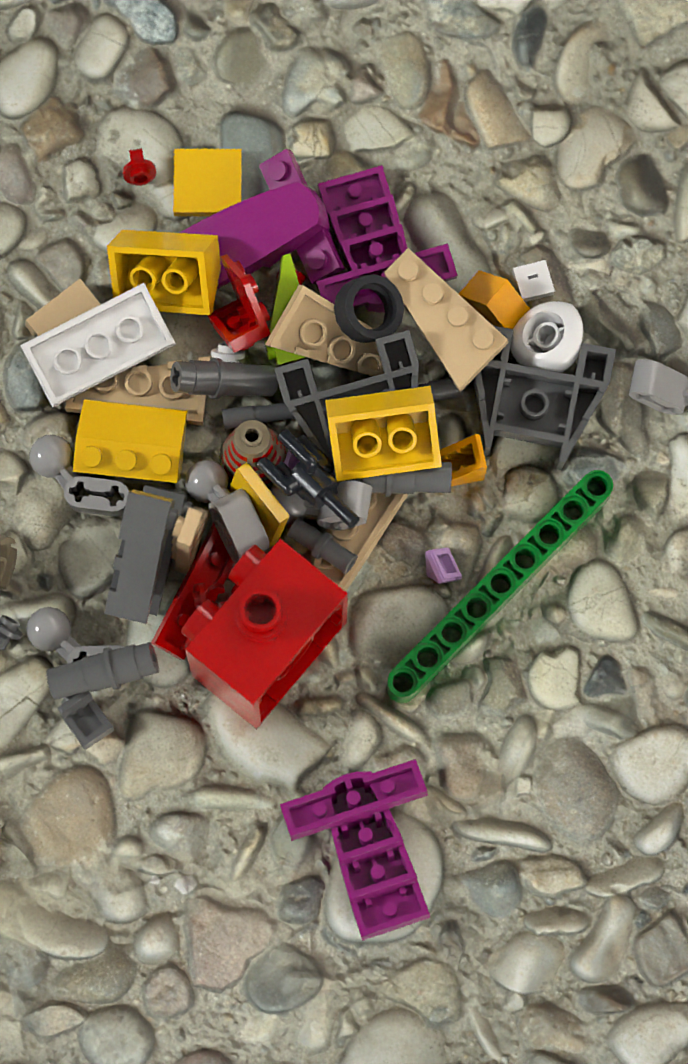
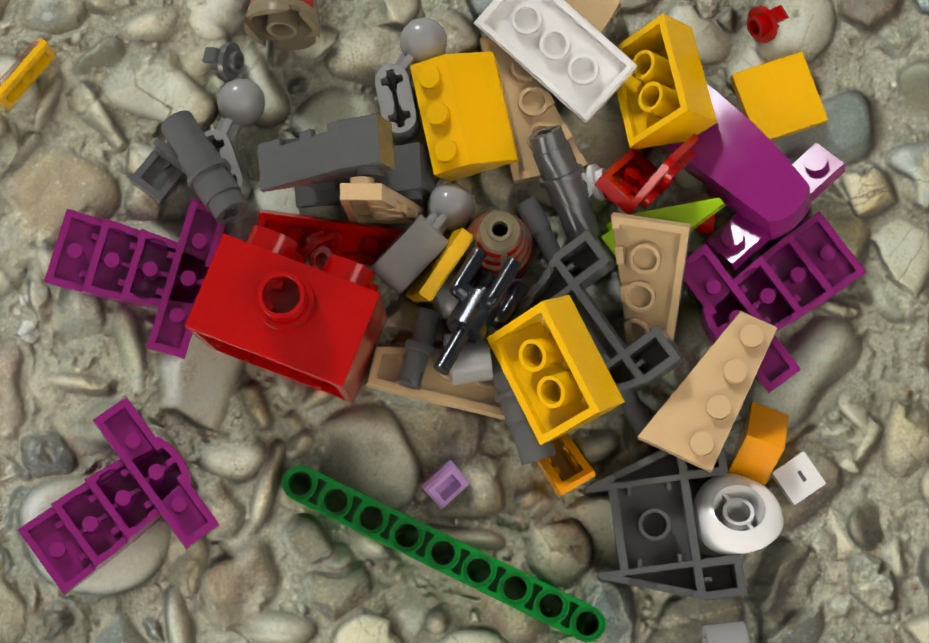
camera: 70 degrees right, 5 degrees up
(169, 759) = (139, 268): none -> magenta slope
(389, 296) = (707, 333): black tyre -> none

